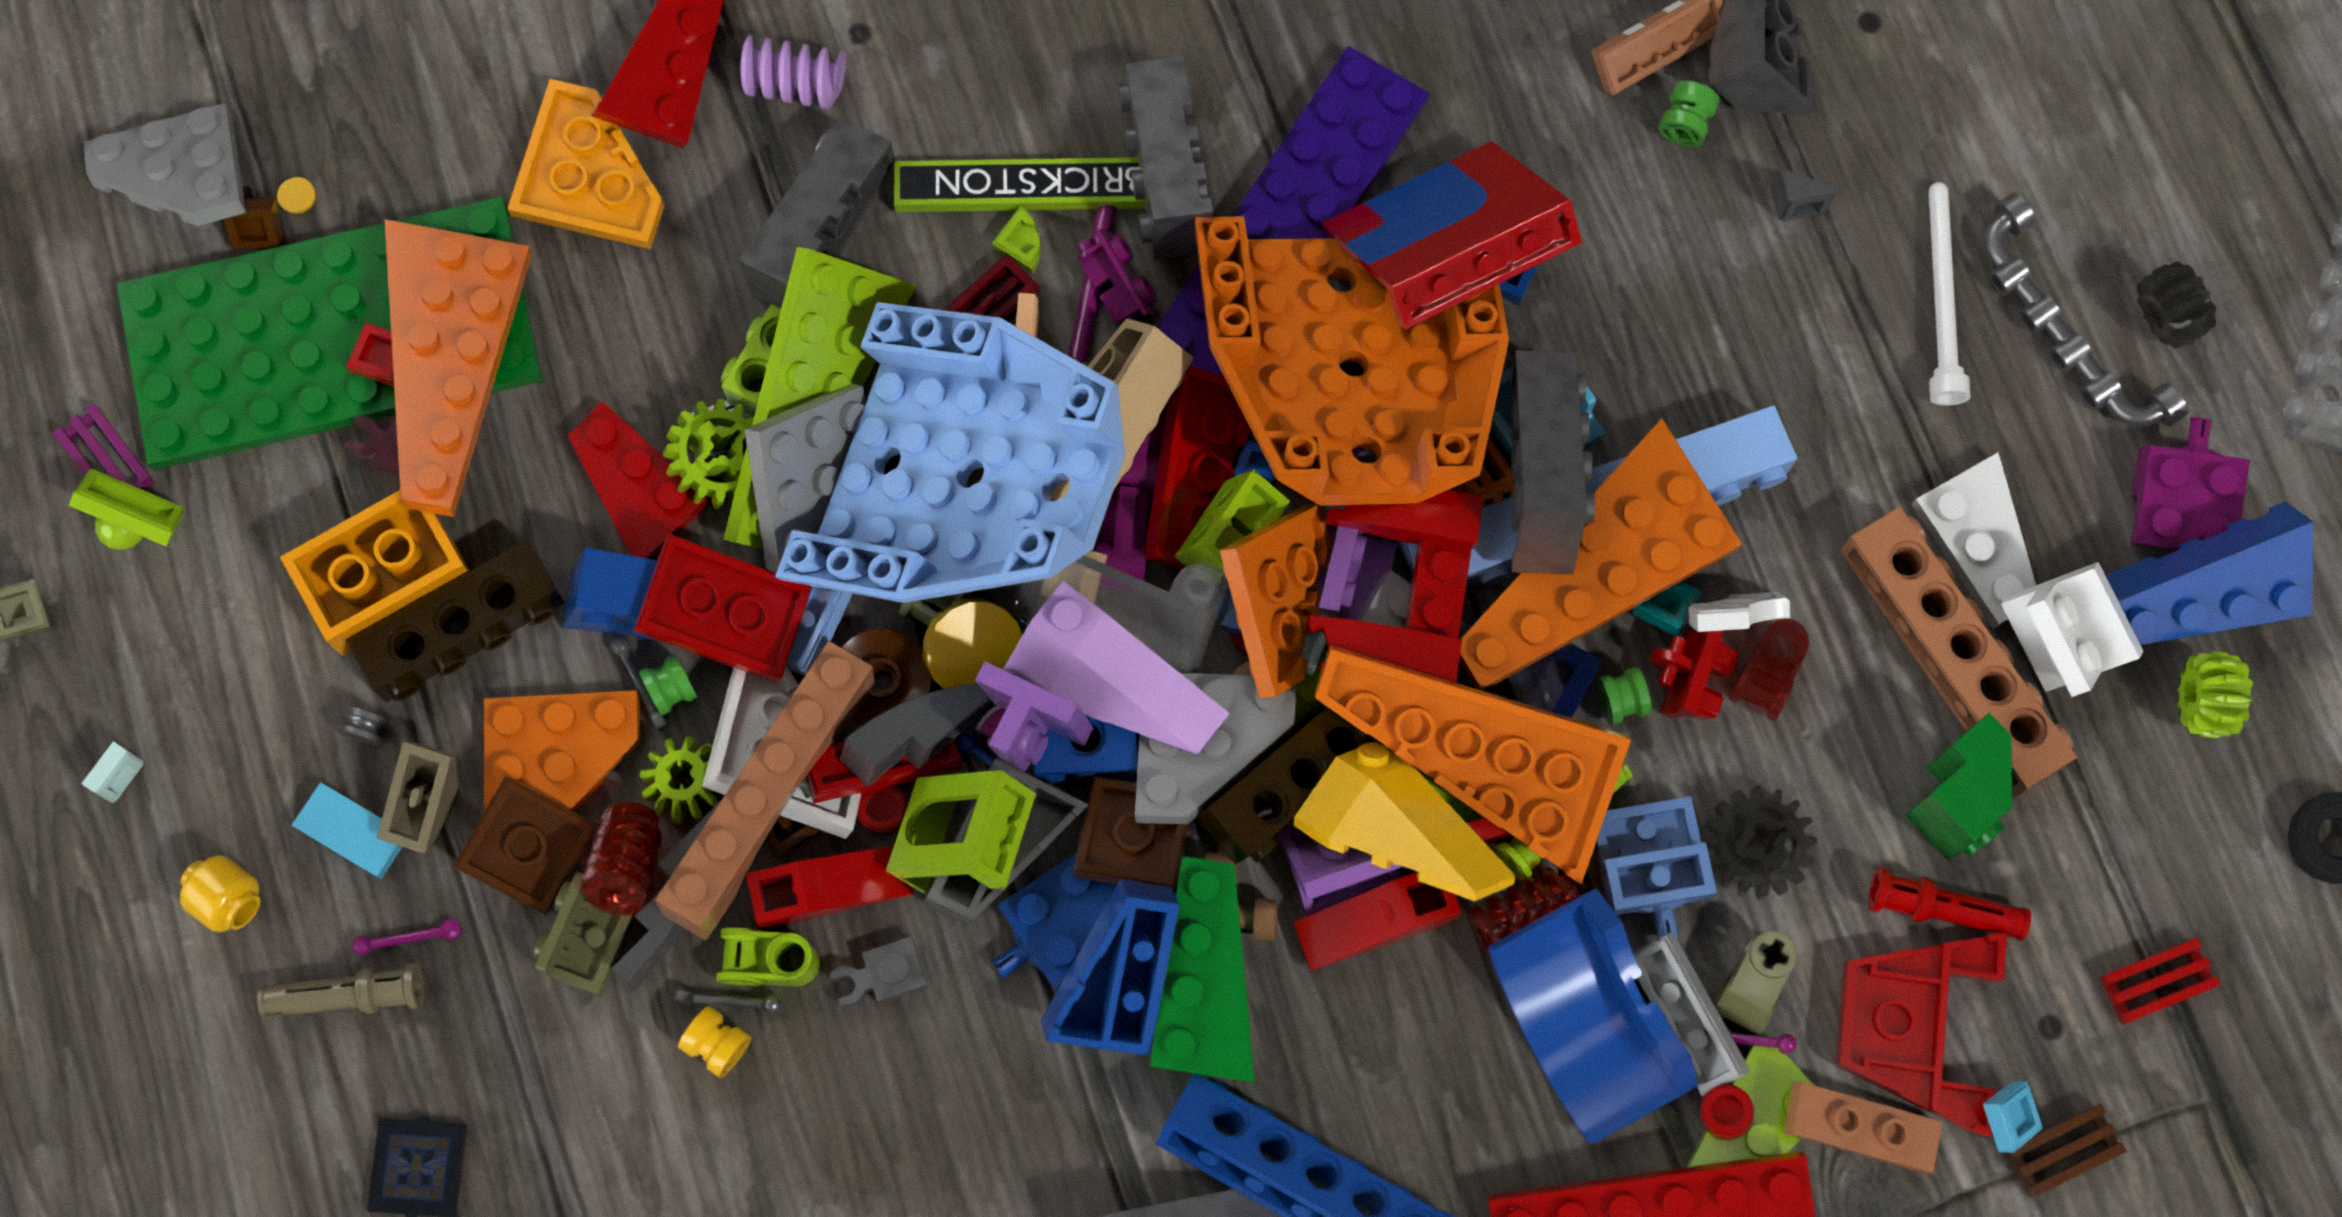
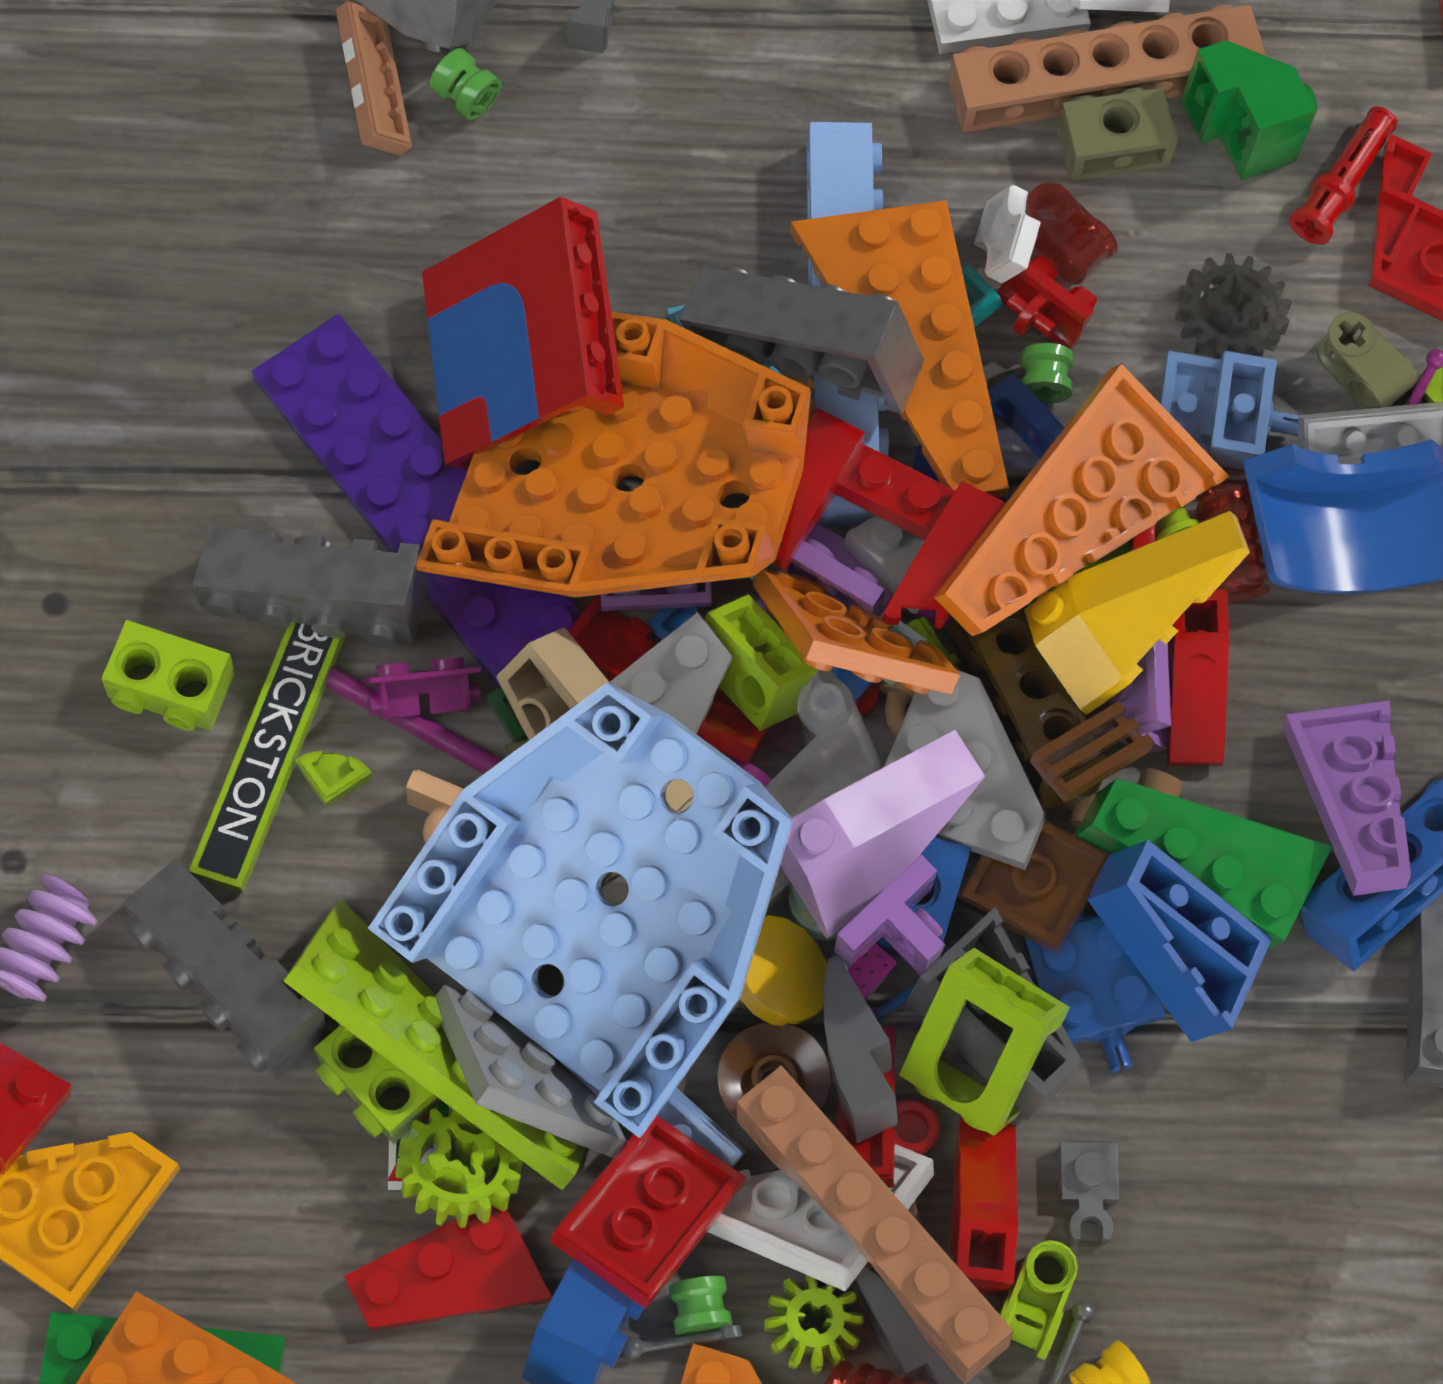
camera: 75 degrees left, 5 degrees down
(986, 280) = (372, 790): dark red tile -> none
(1054, 82) = (175, 664): none -> lime brick
(1180, 468) = (680, 673): none -> light grey wing
(1262, 819) = (1123, 729): none -> reddish brown tile
(1328, 1088) = (1354, 786): none -> medium lavender wing
(1891, 709) = (1096, 152): none -> olive brick

